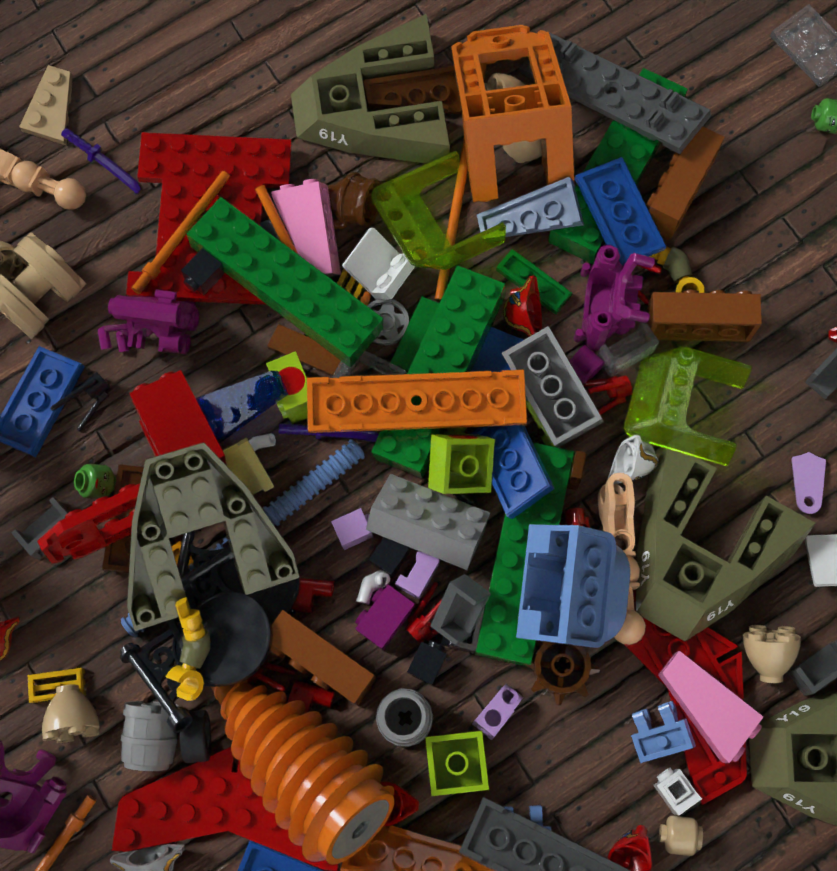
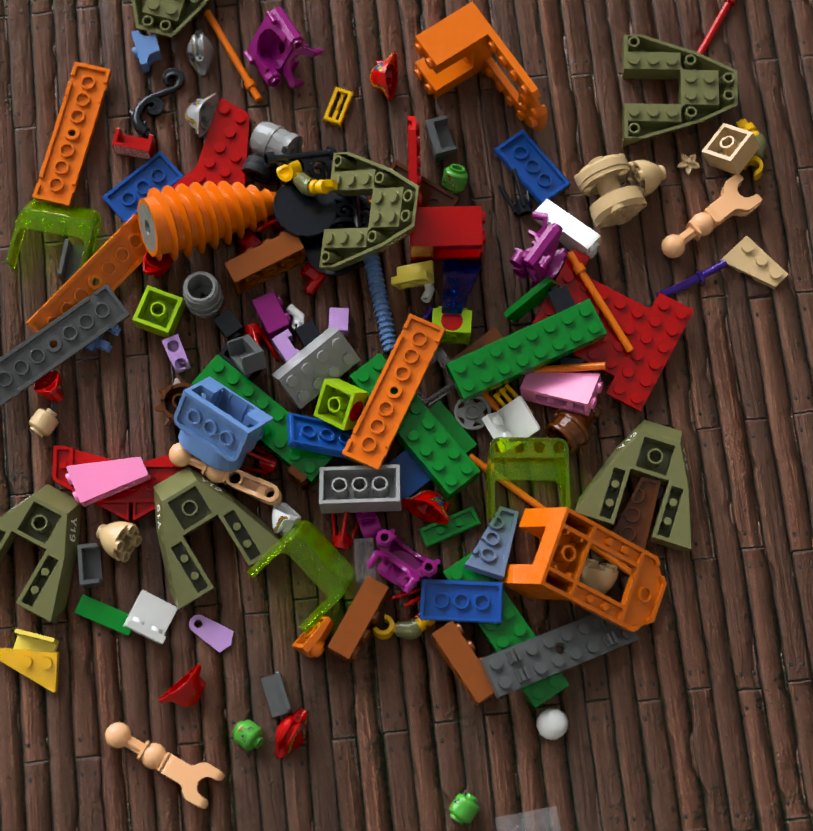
camera: 110 degrees right, 0 degrees up
(69, 716) = (312, 104): tan piece -> none
(106, 284) = (575, 233): none -> white slope
(214, 312) = (529, 300): none -> green tile
(661, 740) = (103, 442): medium blue plate -> none
(676, 791) = (70, 434): white window -> none
(689, 73) = (552, 723): none -> white hair
(759, 352) = (312, 642): none -> orange slope

